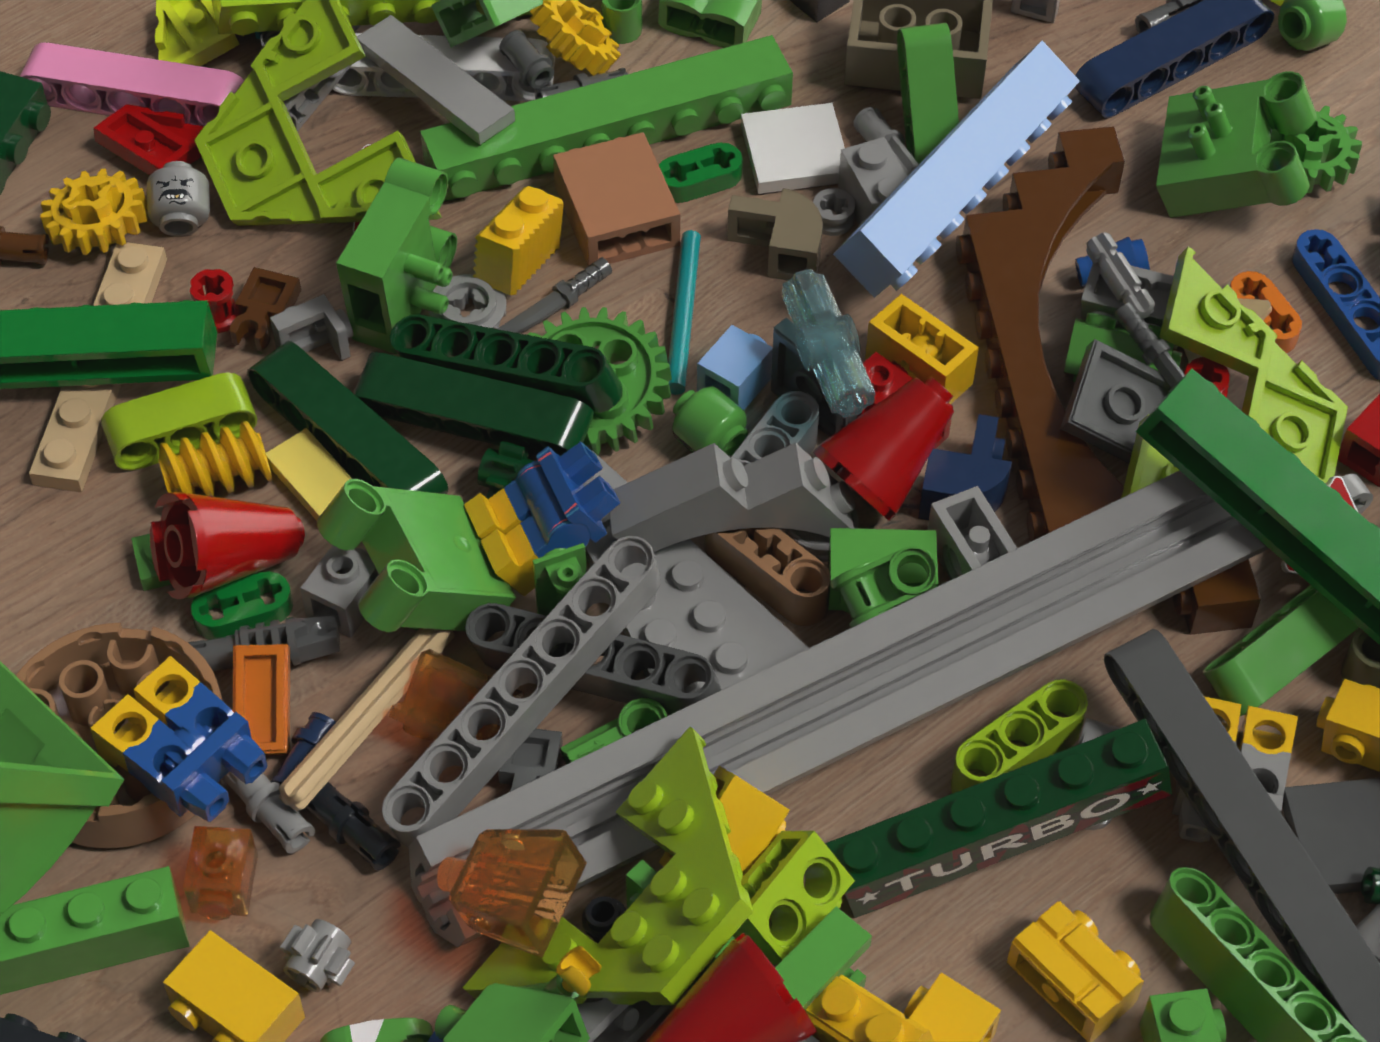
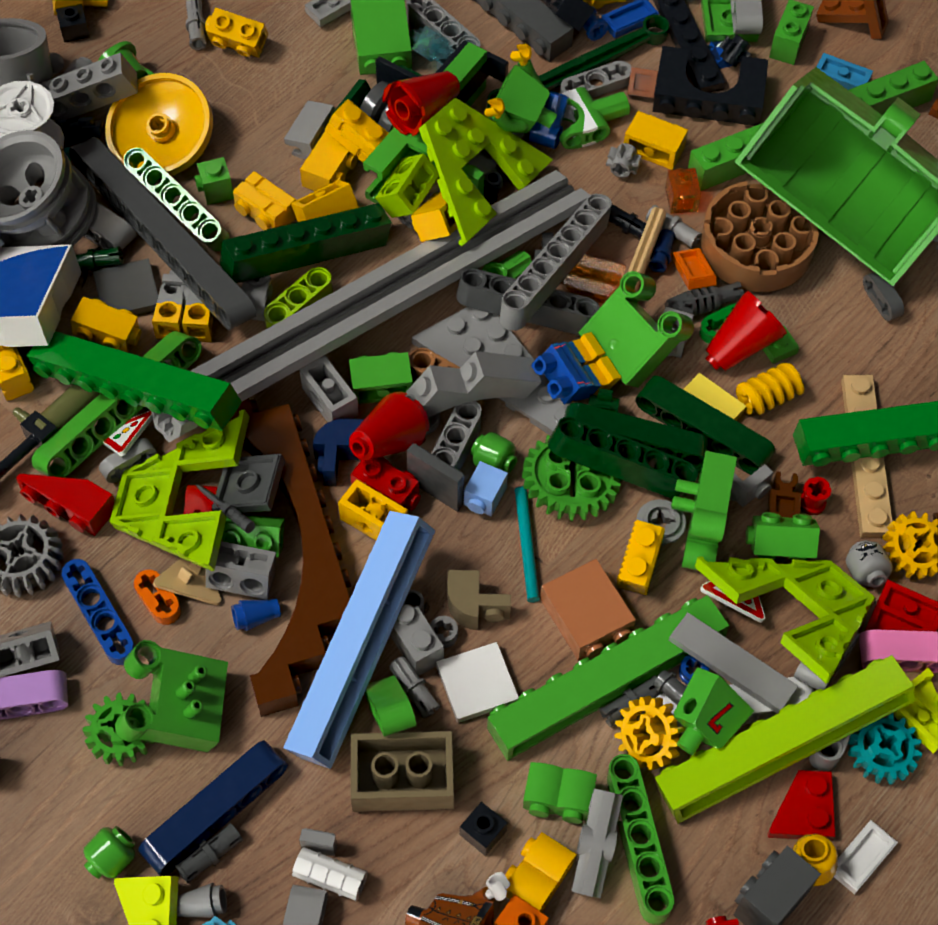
camera: 170 degrees right, 5 degrees up
(180, 741) = (718, 202): blue hips -> none
(205, 405) = (781, 423): lime beam -> none
(288, 243) = (783, 536): none -> bright green brick
(514, 884) = (537, 165): clear orange torso -> none
(556, 575) = (553, 328): bright green hinge -> none
(563, 295) = (604, 543): dark grey piece -> none
(701, 171) = (534, 644): green beam -> none
(828, 343) = (428, 452): clear light blue piece -> none
(881, 583) = (375, 342): bright green piece -> none
(953, 919) = (325, 201): none -> yellow brick
(1119, 274) = (251, 555): light grey axle -> none

